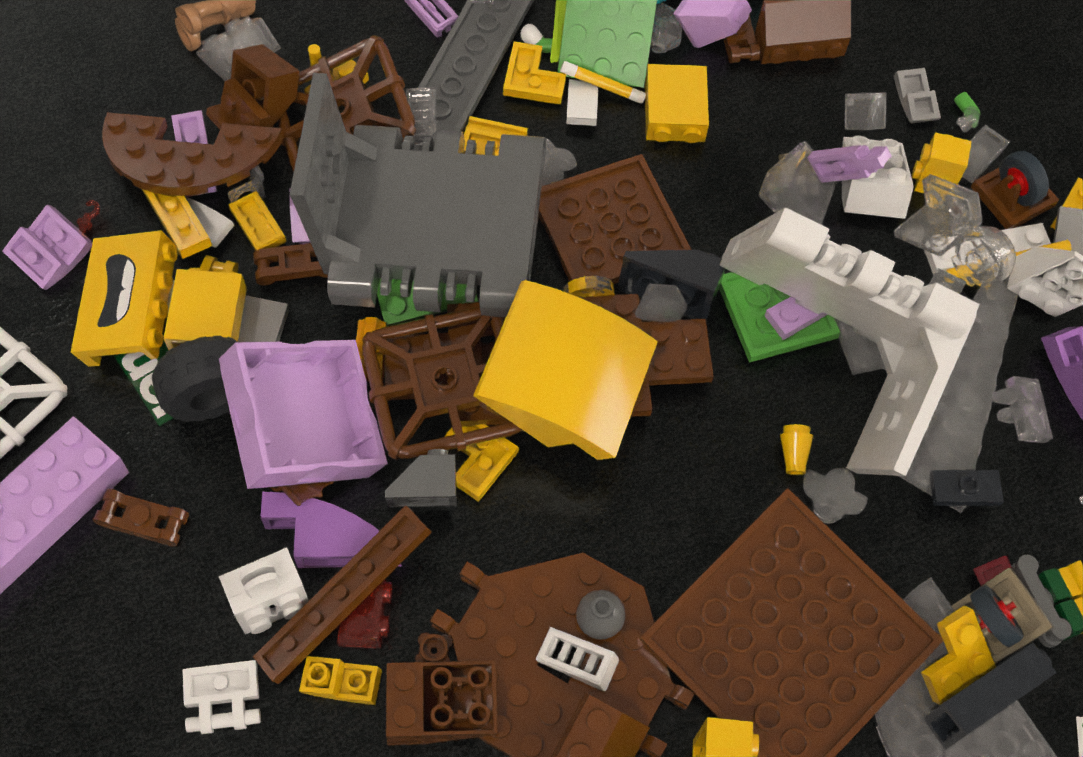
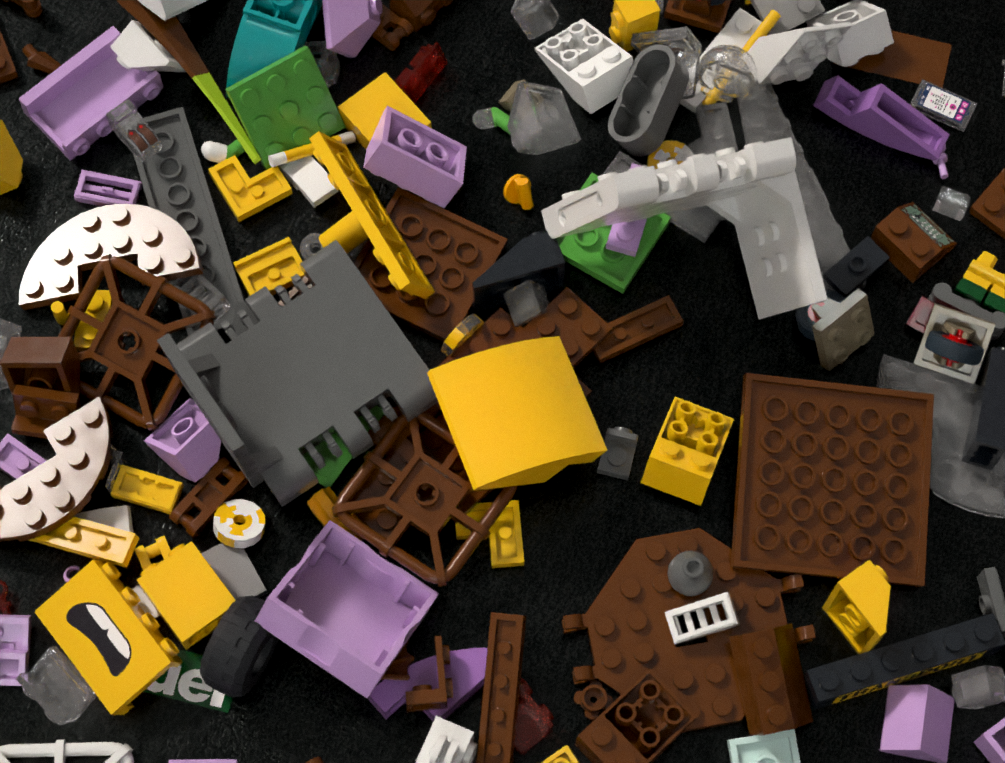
camera: 40 degrees left, 5 degrees up
(56, 306) = (57, 687): none -> clear bracket
(295, 308) = (239, 535): none -> piece
(297, 528) = (423, 696): none -> reddish brown bracket
(411, 38) = (114, 229): none -> plate
(426, 482) = (483, 581): dark grey slope -> none
(593, 153) = (367, 219): none -> yellow plate
(632, 477) = (620, 454): none -> dark grey bracket
(672, 138) = (416, 157): none -> lavender slope
(689, 519) = (687, 451): none -> yellow slope
(734, 222) = (518, 191): none -> light orange plate
(737, 91) = (426, 66): none -> clear red hinge
(737, 396) = (639, 328): none -> reddish brown plate
(759, 158) = (491, 118): none -> arm
(796, 447) = (714, 334): yellow cone -> none
(833, 494) = (767, 343): clear plate -> none
(848, 162) = (571, 75): lavender hinge -> none
(904, 226) = (648, 100): none -> dark grey plant
(908, 520) = (837, 326): none -> dark tan plate
(966, 657) = (958, 397): yellow plate -> none
(1026, 409) = (847, 169): clear hinge -> none
(1037, 506) = (912, 240): none -> reddish brown slope

